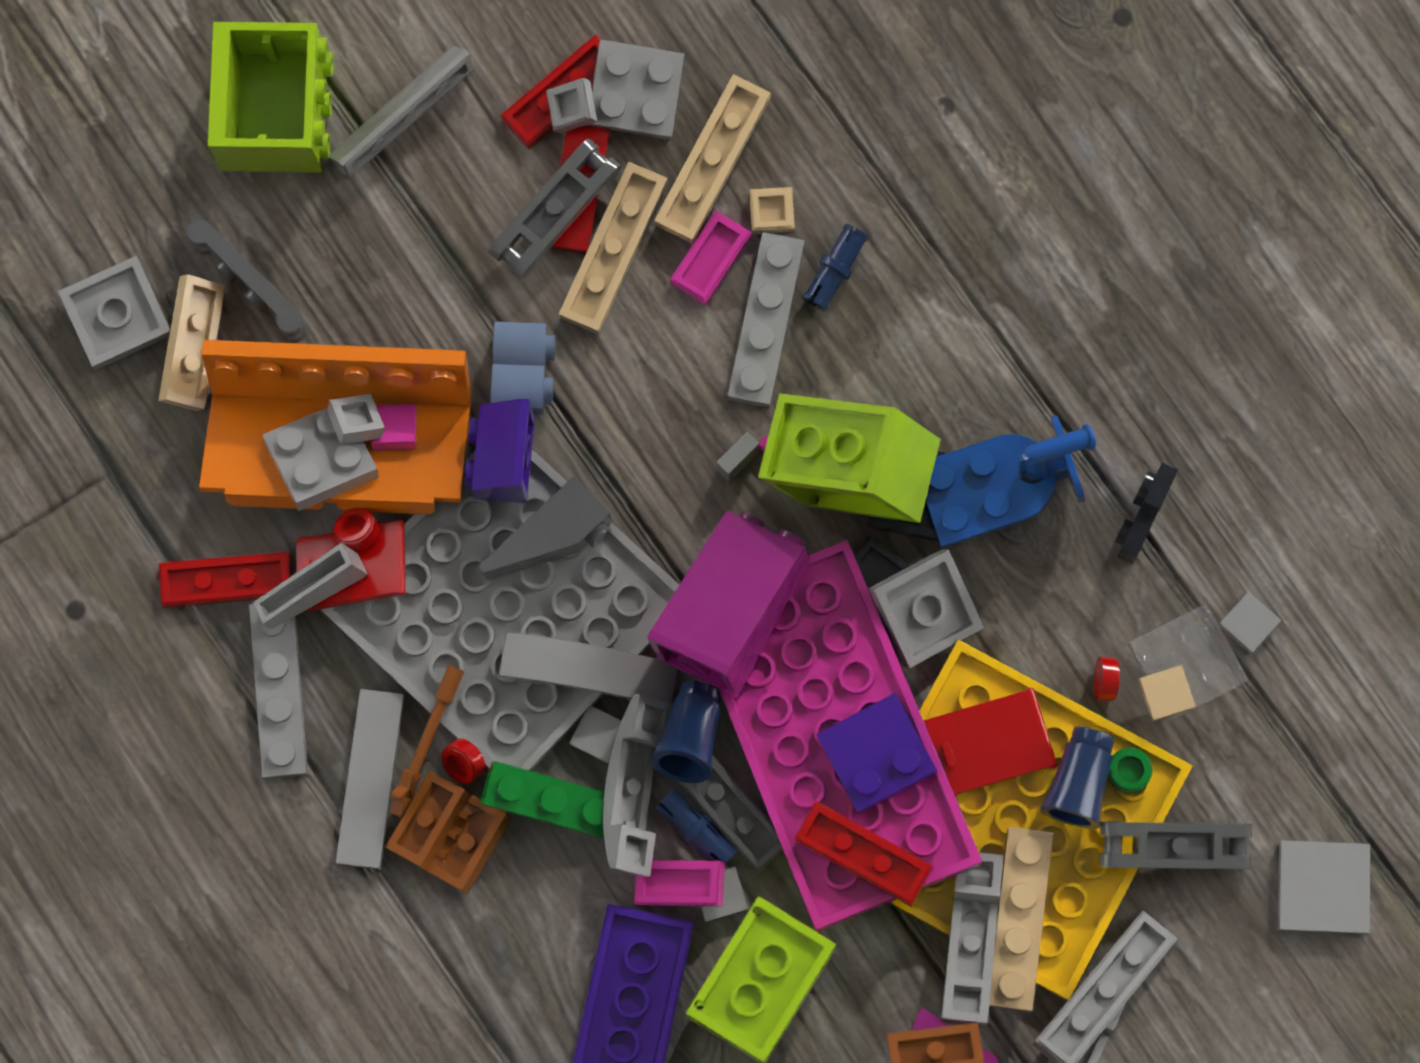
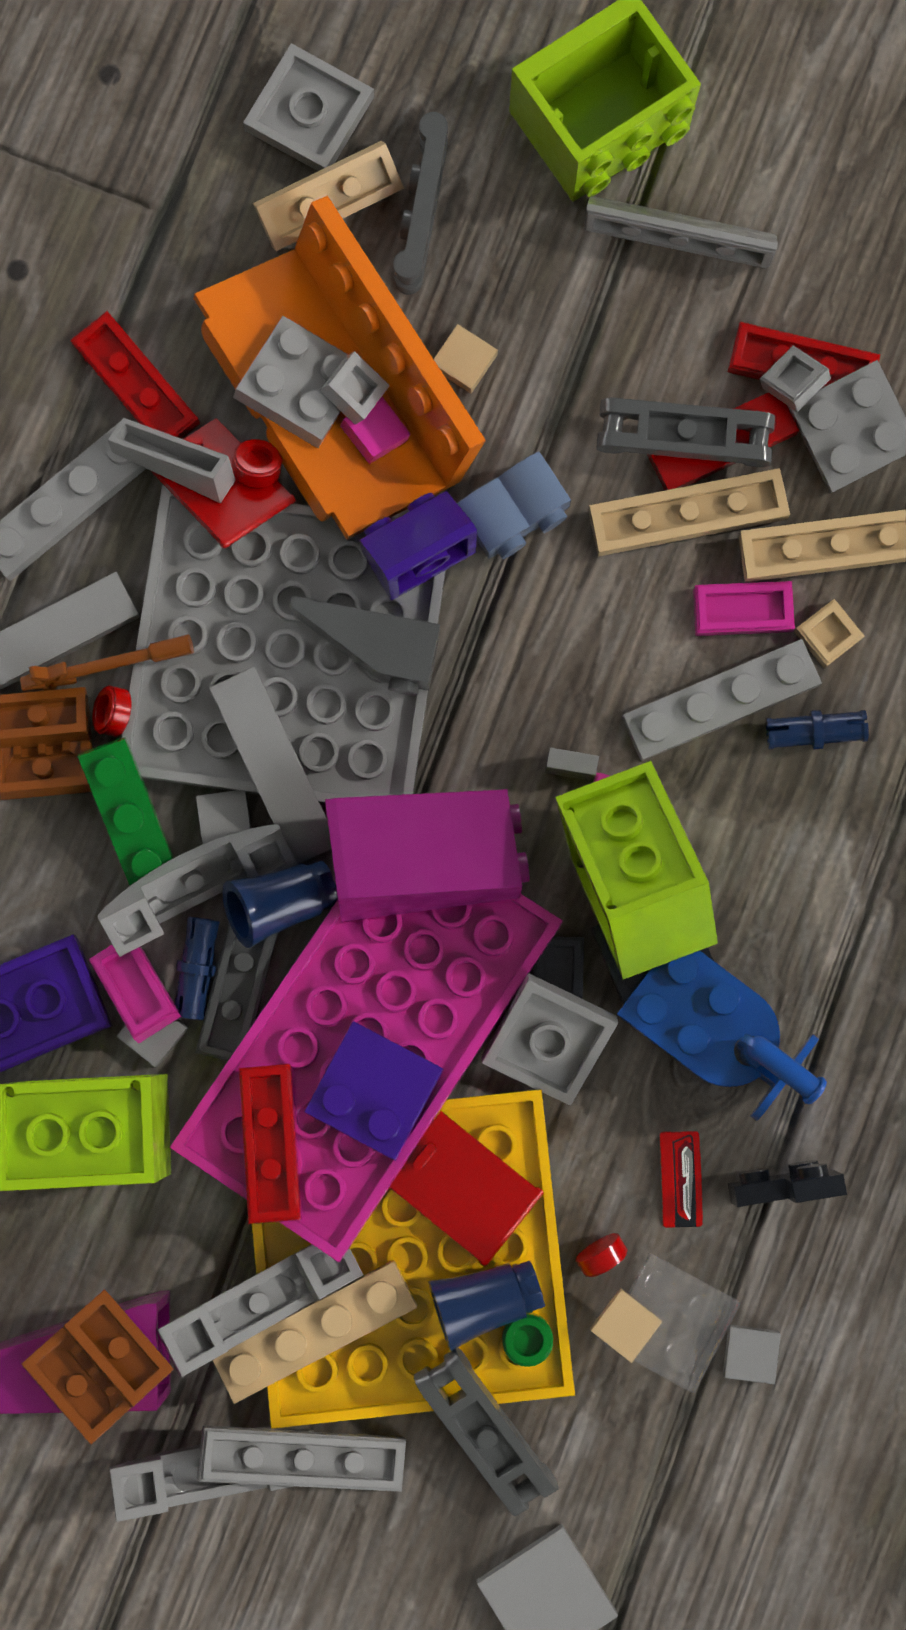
camera: 50 degrees right, 5 degrees up
(384, 327) = (465, 358): none -> tan tile
(1091, 587) = (681, 1179): none -> sticker

